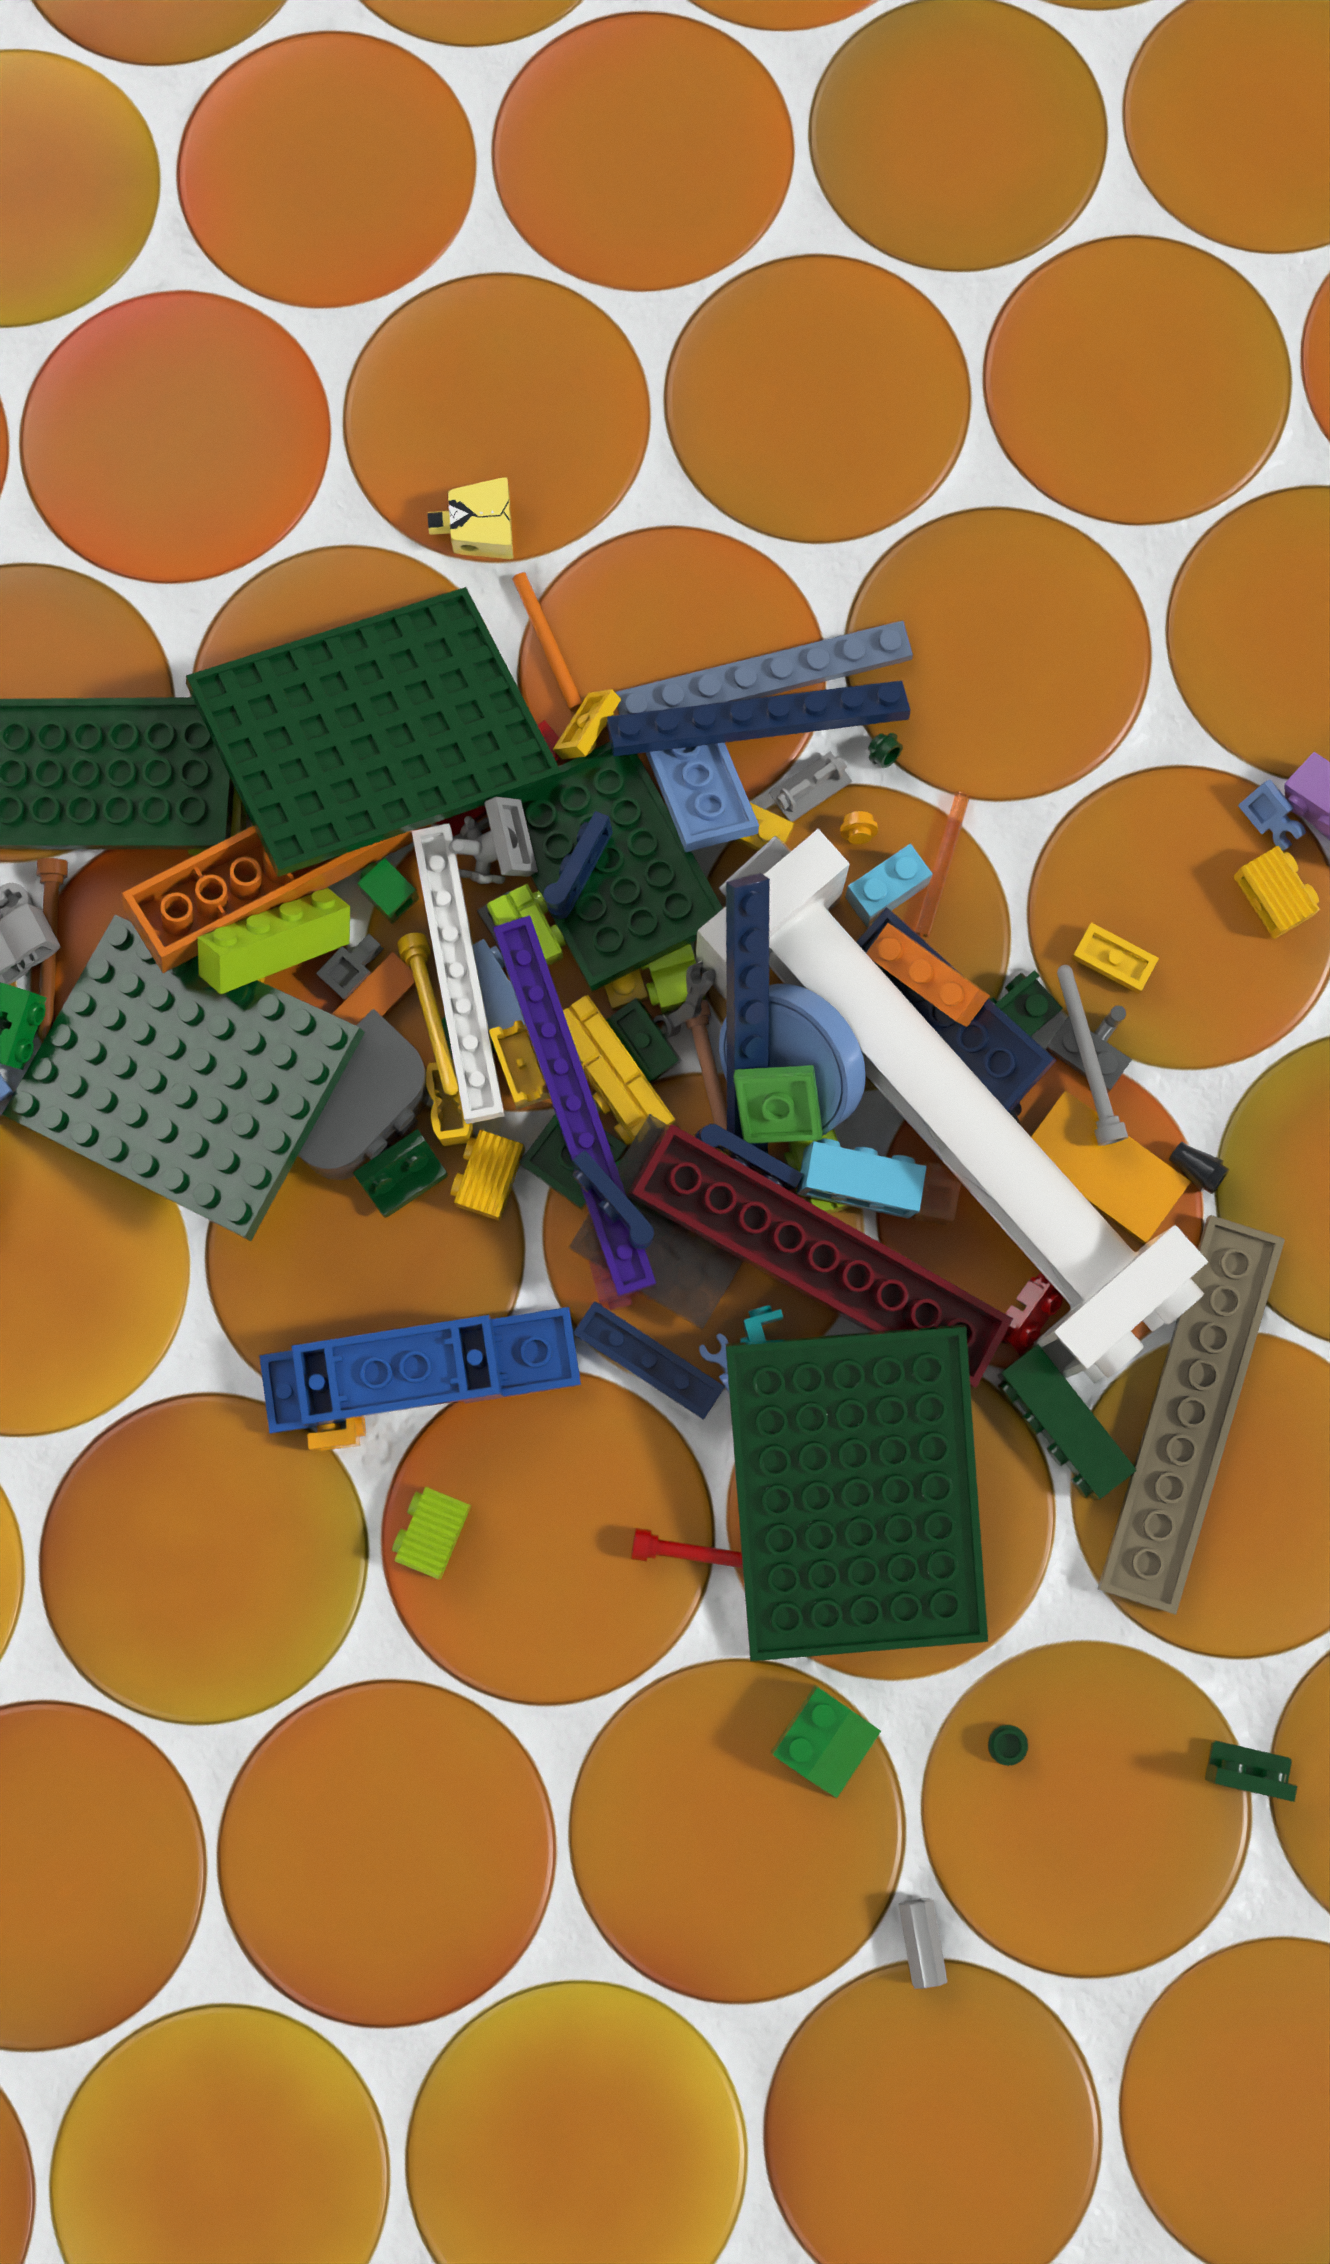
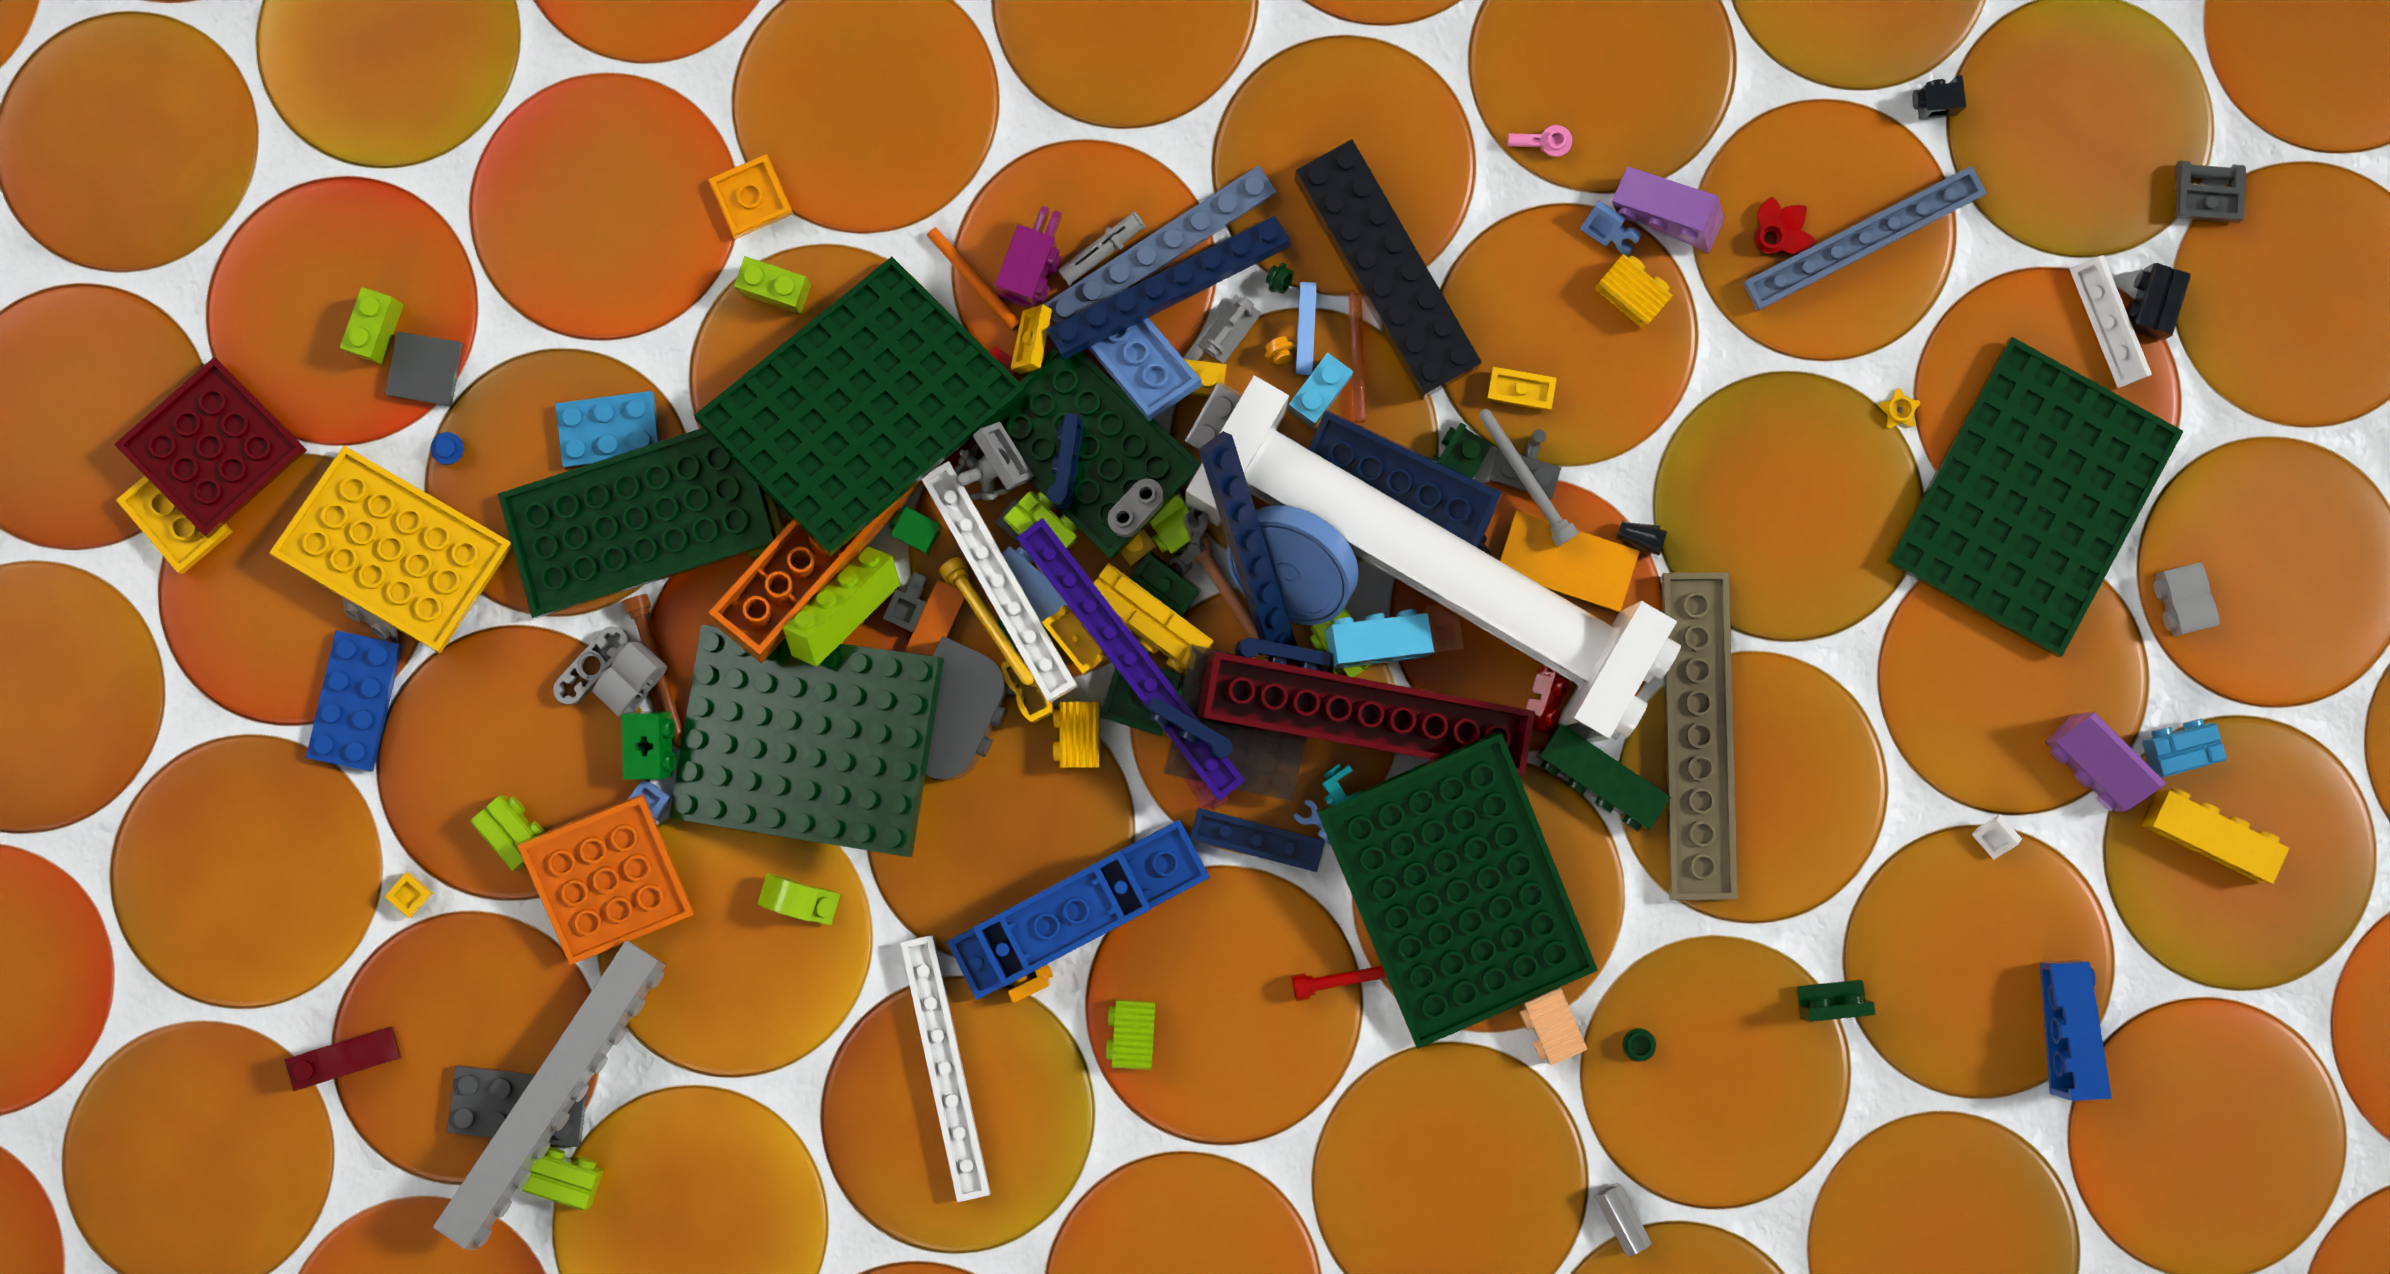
camera: 20 degrees left, 5 degrees up
(89, 666) = (605, 427): none -> dark azure plate
(112, 1252) = (798, 899): none -> lime brick
(207, 1500) = (945, 1068): none -> white plate
(325, 574) = (772, 285): none -> lime brick
(336, 475) = (750, 196): none -> light orange tile
(401, 1173) = (1009, 758): dark green bracket -> none
(477, 520) = (881, 196): light yellow torso -> none
(614, 639) = (1030, 262): none -> magenta brick
(639, 941) = (1138, 509): none -> light grey plate
(699, 653) = (1101, 248): none -> light grey pin
(778, 1104) = (1294, 605): bright green plate -> none
(825, 1741) = (1496, 1091): green slope -> none
(895, 812) = (1305, 328): none -> light blue beam
(916, 1689) = (1553, 1026): none -> light nougat brick
(927, 975) = (1377, 458): orange brick -> none
(1008, 779) = (1387, 269): none -> black brick
(1240, 701) = (1553, 141): none -> bright pink plate

